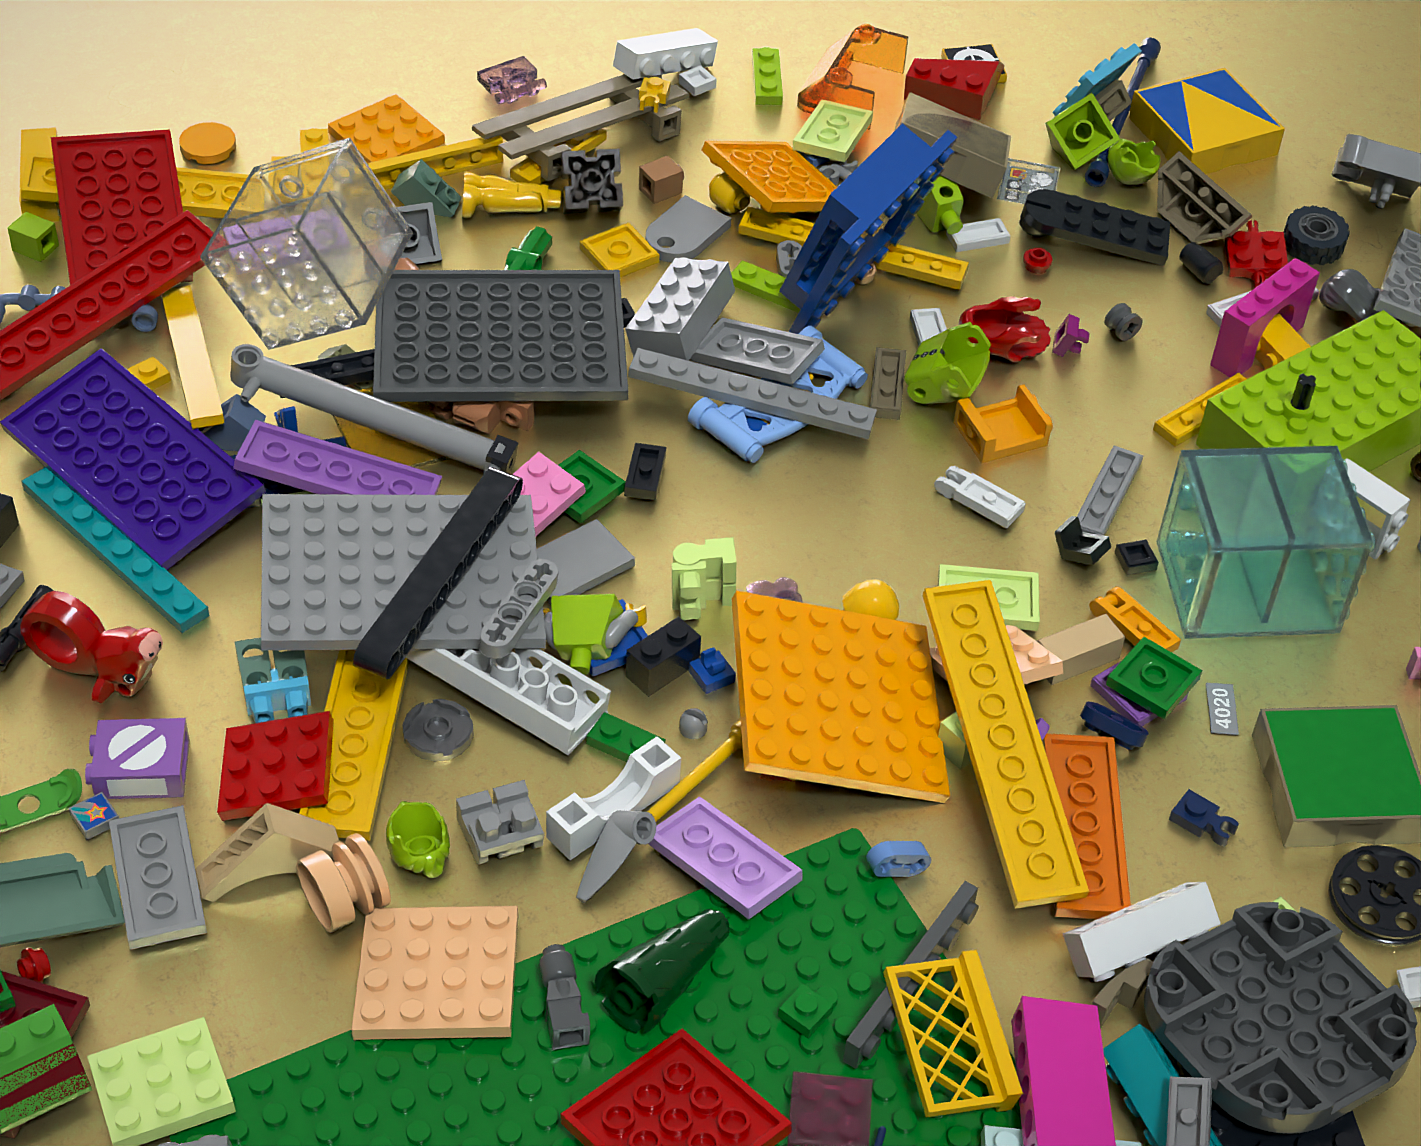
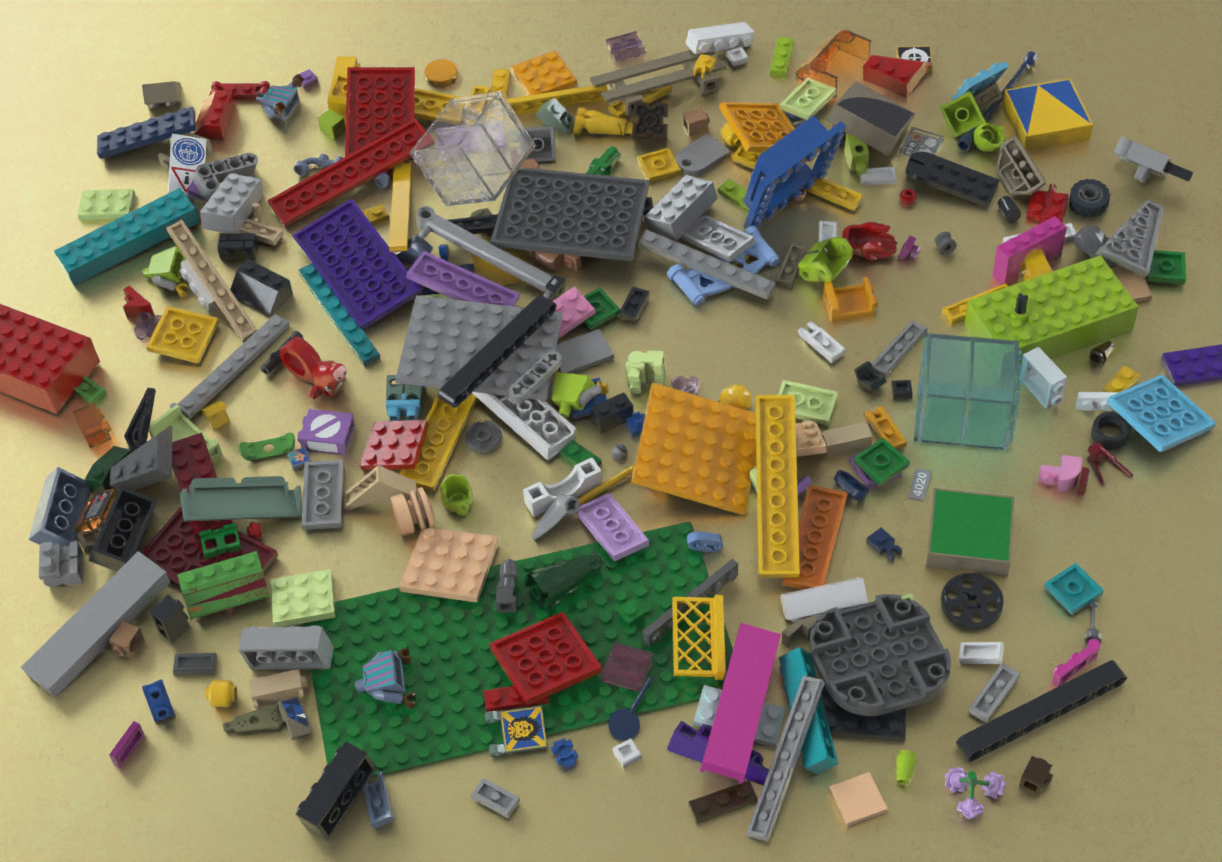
camera: 20 degrees right, 5 degrees up
(499, 826) = (502, 493): light grey hips -> none

